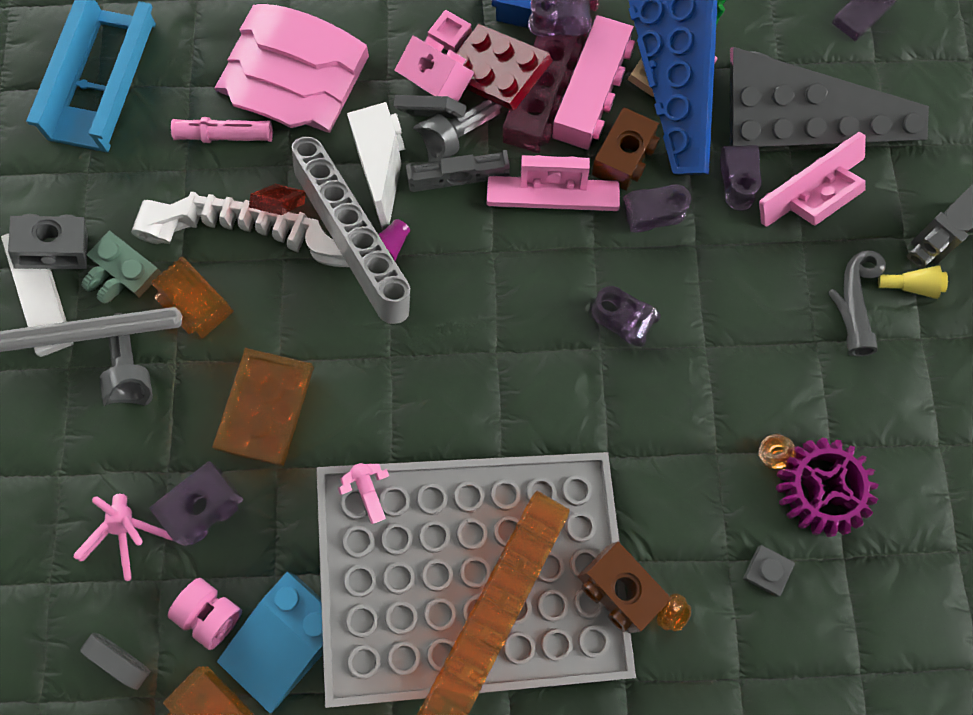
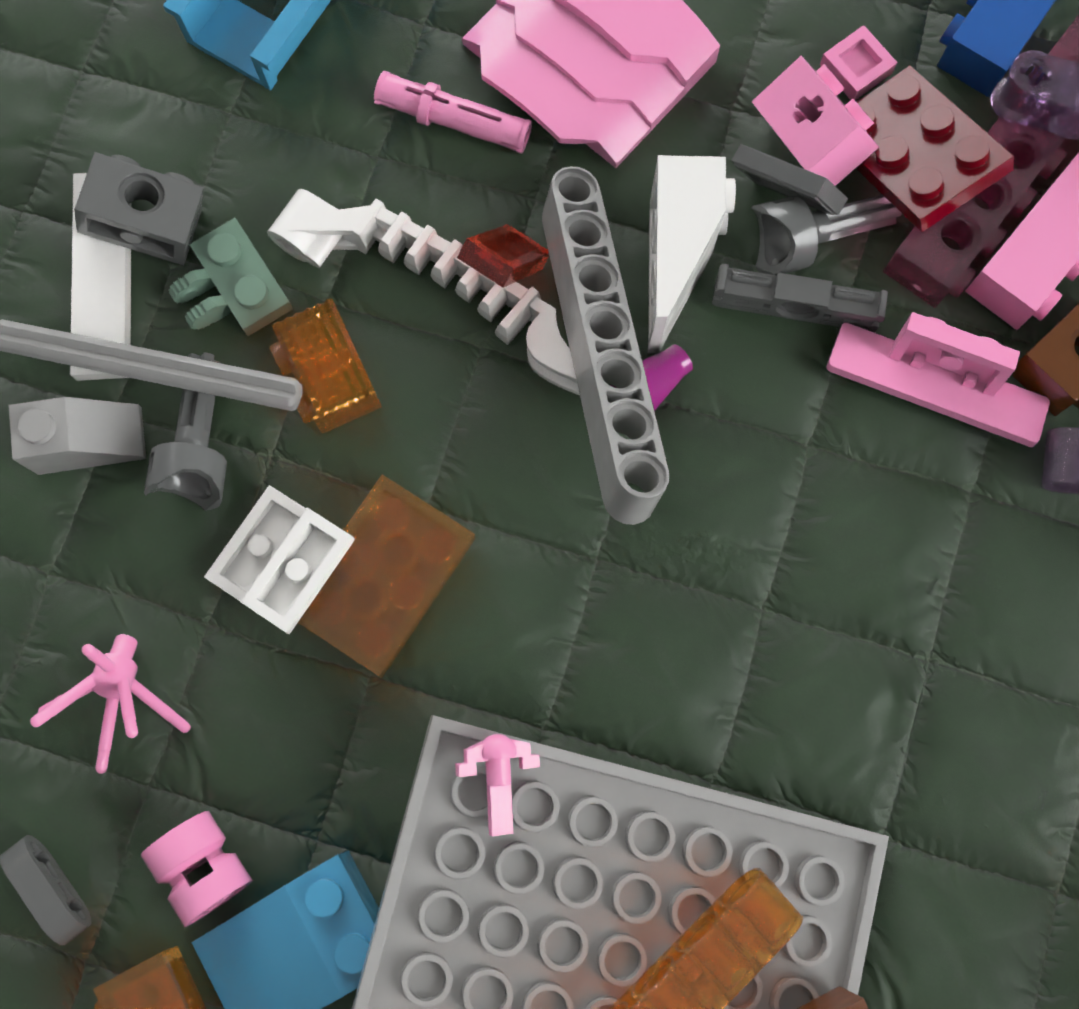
camera: 20 degrees right, 5 degrees up
(49, 386) = (75, 434): none -> light grey slope
(176, 507) = (202, 694): clear purple brick -> none
(198, 417) = (279, 559): none -> white slope
(627, 315) = (996, 631): clear purple piece -> none

